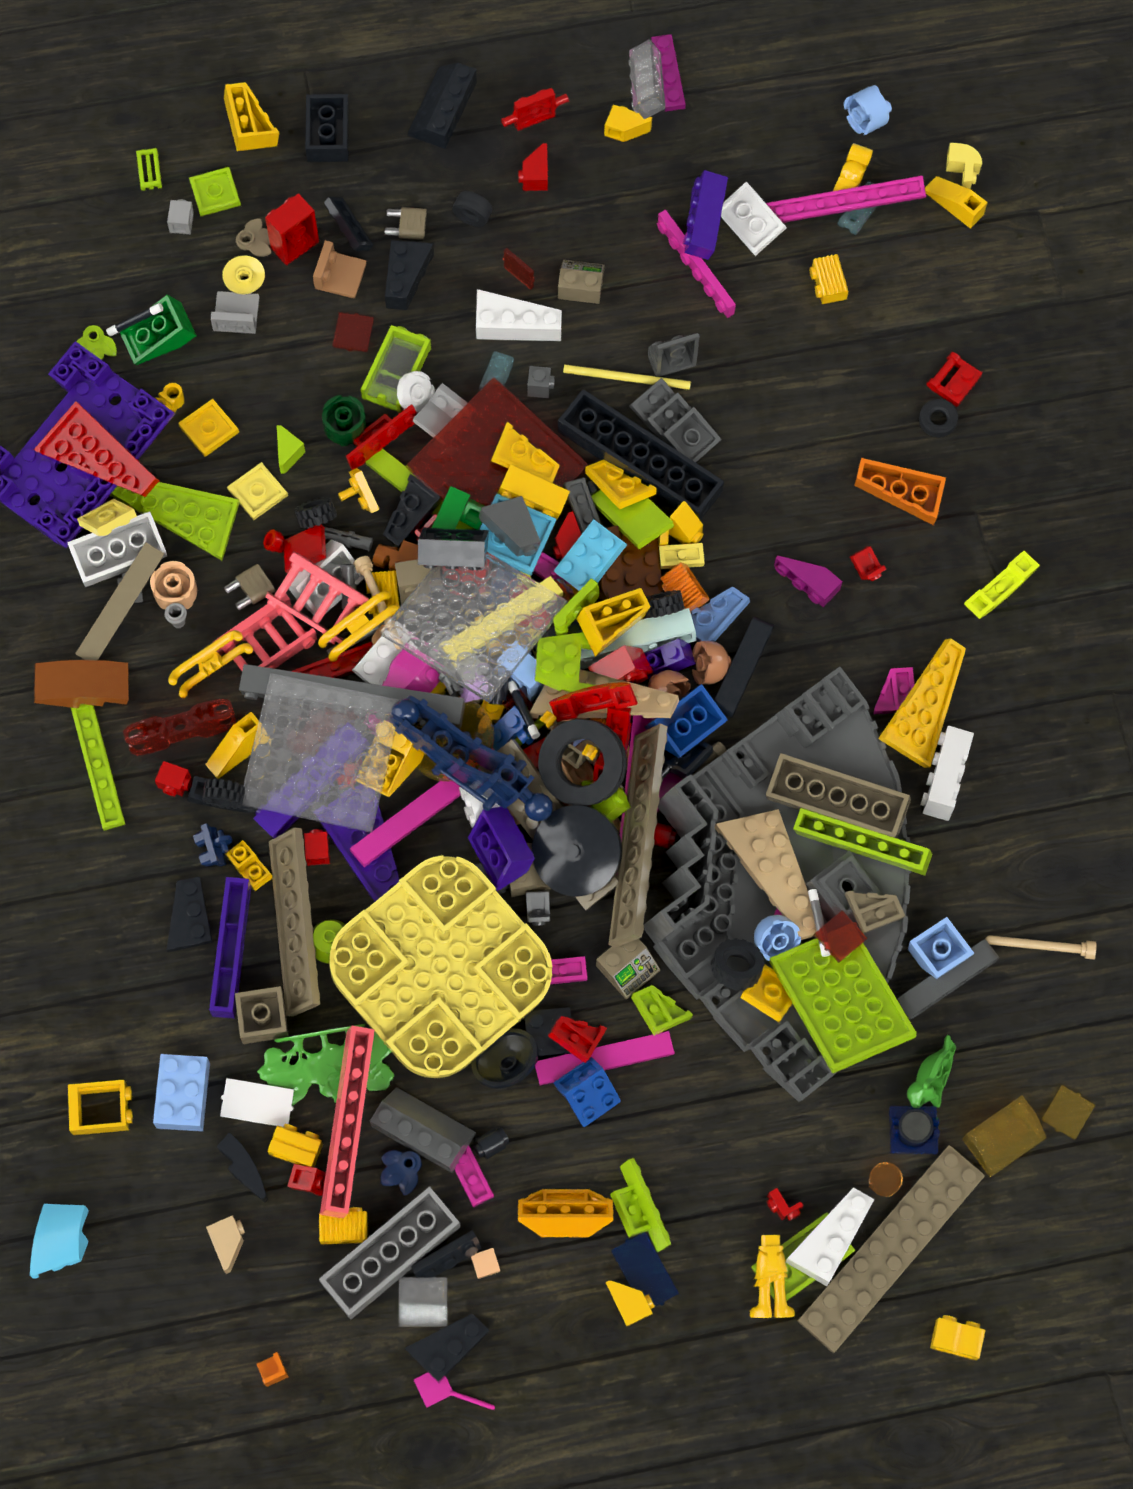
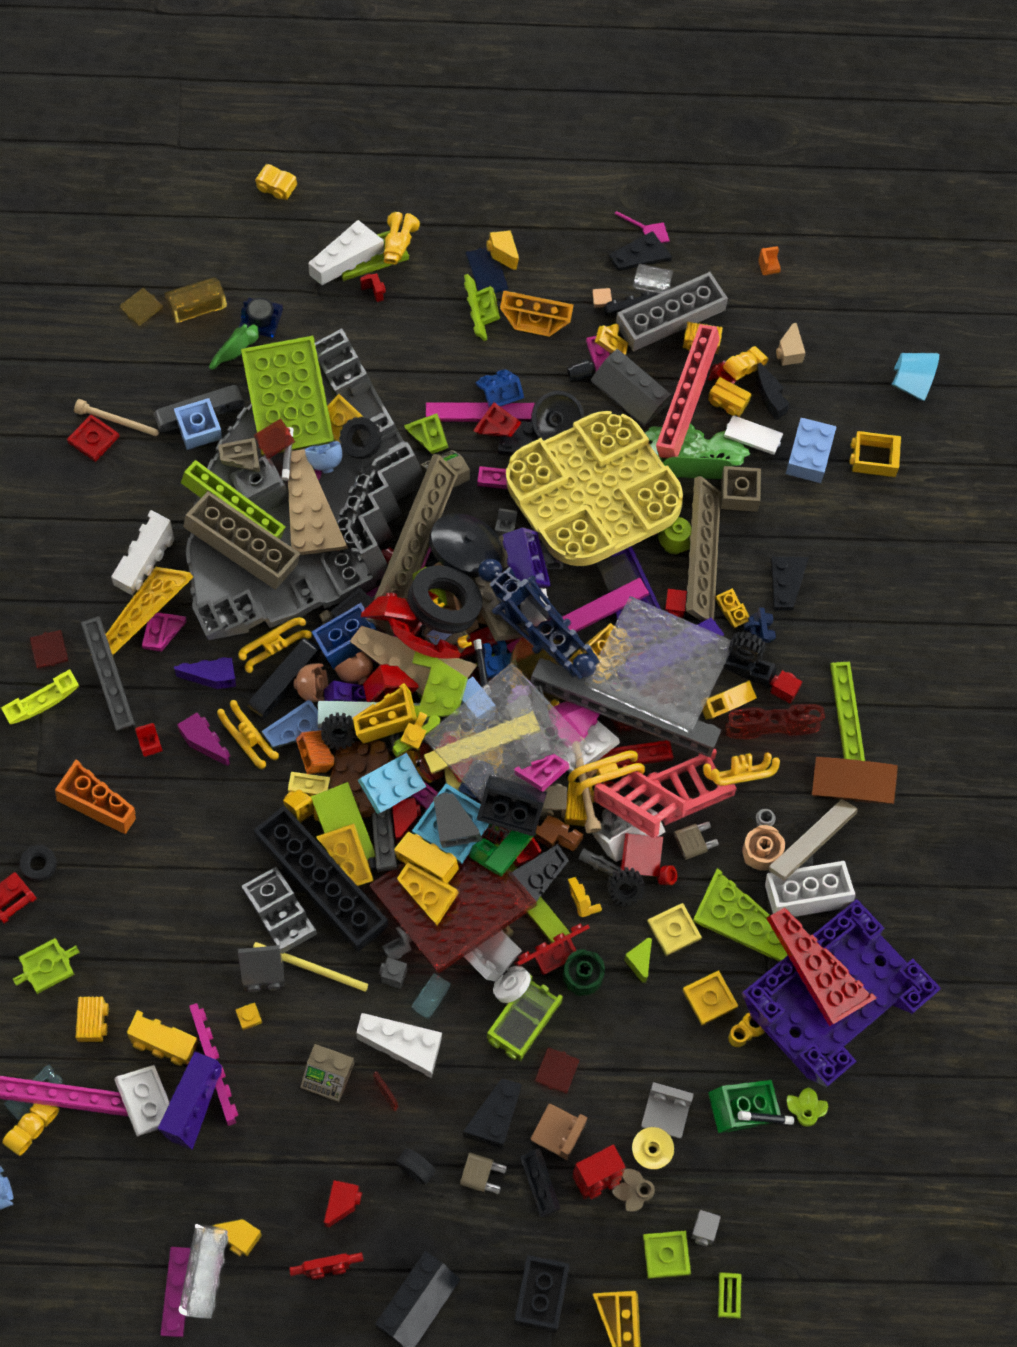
camera: 170 degrees left, 5 degrees down
(107, 517) = (817, 906): light yellow plate -> none
(230, 947) = (757, 543): dark purple brick -> none
(281, 1195) = (745, 363): none -> yellow piece
(389, 869) = (616, 572): none -> clear smoke piece
(398, 1172) = (654, 367): dark blue plate -> none
(426, 586) = (543, 772): none -> dark pink wing
(460, 1187) = (608, 339): none -> yellow plate
(544, 407) = (399, 946): none -> dark grey bracket
(577, 597) = (414, 733): none -> yellow plate
(642, 728) = (389, 606): none -> red slope
(675, 318) = (248, 1016): none -> yellow plate
(753, 272) = (161, 1040): none -> yellow wedge
(762, 594) = (247, 735): none -> yellow piece
(768, 699) = (273, 642): none -> yellow piece
(823, 652) = (214, 674): none -> dark purple slope
(885, 1179) = (292, 290): clear orange piece -> none
(891, 1249) = (298, 249): dark tan plate -> none
(892, 320) = (46, 965): none -> lime plate
(937, 622) = (108, 674): none -> dark grey tile
(1014, 648) = (49, 649): none -> clear red piece
(1060, 915) = (93, 438): none -> red tile

